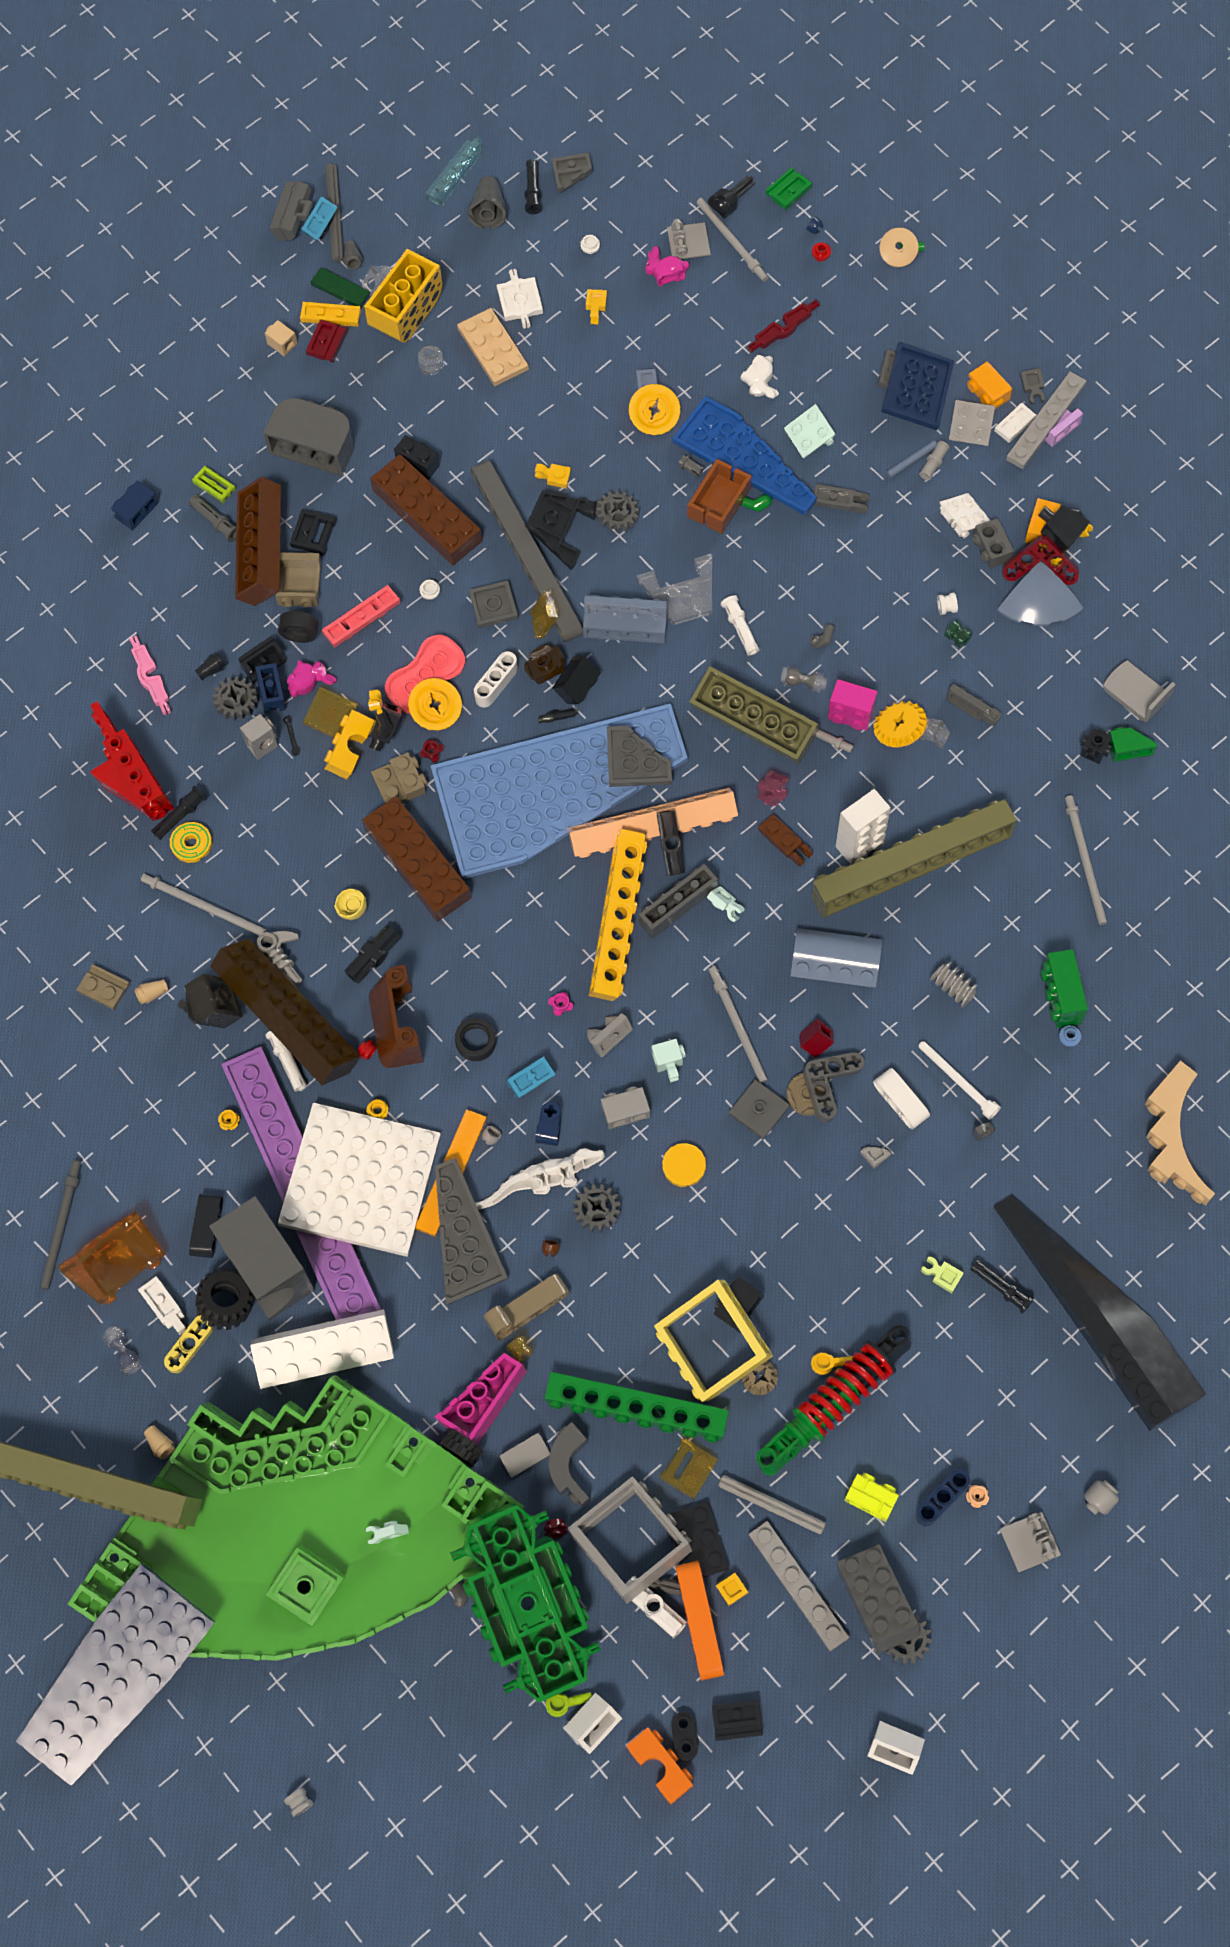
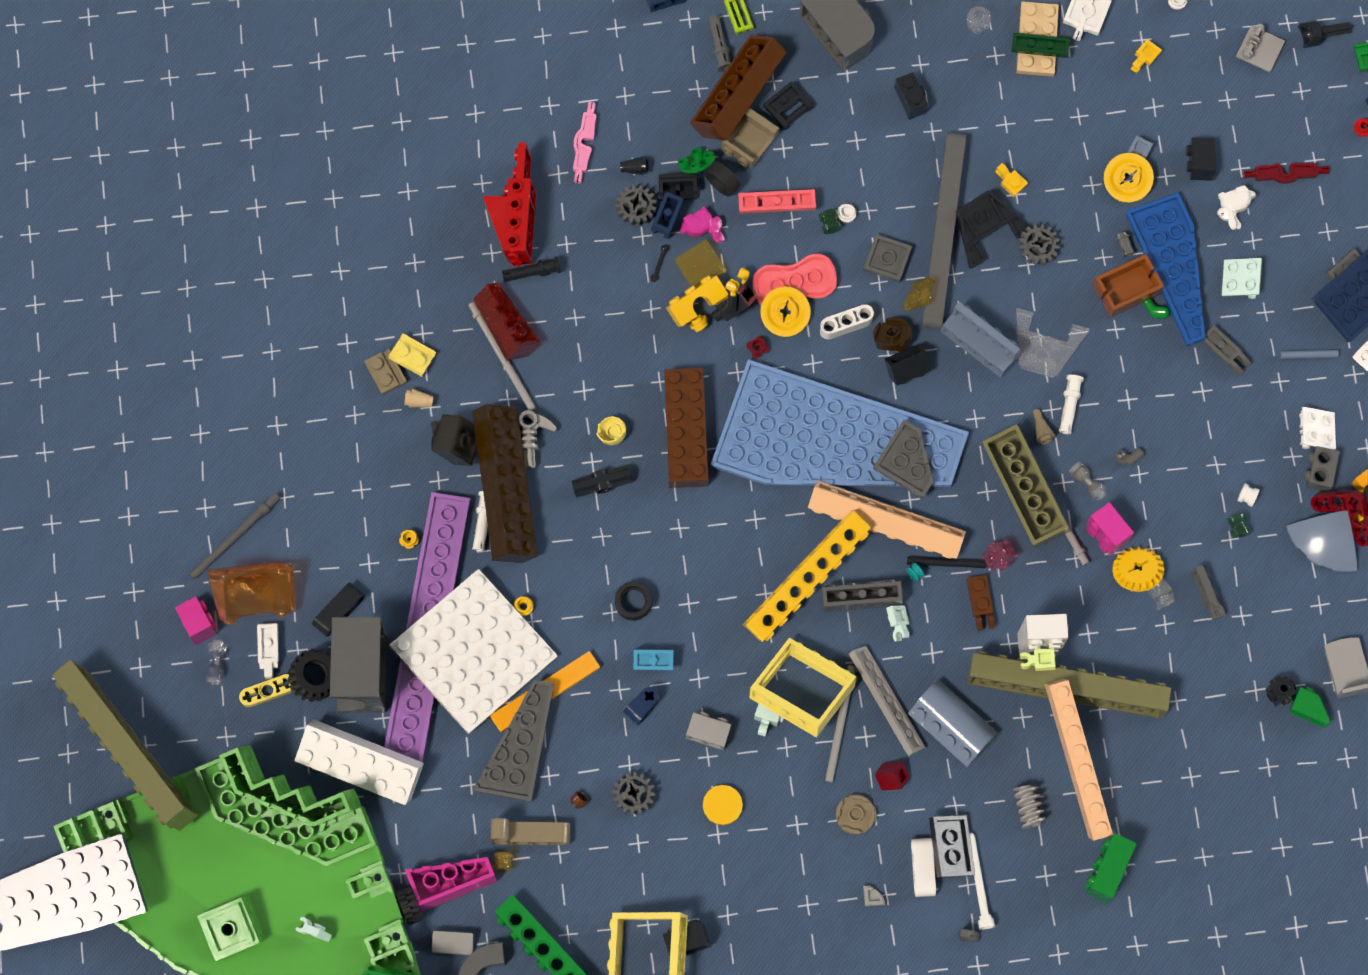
camera: 30 degrees right, 5 degrees up
(76, 1323) = (195, 620): none -> dark pink brick
(118, 956) = (412, 355): none -> light yellow plate
(160, 1444) = (197, 750): tan cone -> none
(187, 871) = (506, 323): none -> clear red wedge
(188, 831) = (530, 289): yellow tile -> none
(259, 736) = (632, 249): light grey brick -> none
(264, 626) = (696, 161): none -> green dish
(364, 762) = (699, 323): none -> yellow plate
(367, 1049) = (546, 554): red plate -> none
(394, 1045) = (567, 564): reddish brown windscreen -> none
(400, 779) = (717, 355): dark tan plate -> none
(420, 605) = (829, 221): none -> clear green wheel
(426, 509) = (888, 145): reddish brown brick -> none
(491, 1135) = (595, 679): light grey hinge -> none
(499, 348) = (1040, 45): none -> dark green tile
(545, 1175) = (612, 742): white animal -> none
(556, 715) = (874, 382): piece -> none
(561, 997) = (722, 612): dark pink plate -> none
(609, 1037) = (730, 667): light grey tile -> none
(666, 269) = (1224, 62): dark pink animal -> none
(668, 829) = (882, 556): black piece -> none
(685, 1038) = (789, 711): none -> light yellow window
(705, 356) = (1201, 159): none -> black brick
(709, 851) = (915, 572): none -> teal bush
(730, 826) = (946, 562): none -> black bar
(735, 663) = (1043, 432): none -> dark tan cone
(753, 264) = (1298, 103): light grey bar -> none
(759, 1109) = (809, 801): dark grey plate -> none
(764, 976) = (887, 700): none -> light grey plate
(822, 1077) = (871, 811): dark grey beam -> none
(877, 847) = (1042, 659): none -> yellowish green plate
(913, 1063) = (951, 846): none -> plate
(934, 460) = (1325, 367): light grey pin -> none
(970, 912) = (1078, 759): none -> light nougat brick
(1069, 1042) = (1083, 907): medium blue plate -> none
(1072, 810) = (1224, 731): light grey bar -> none

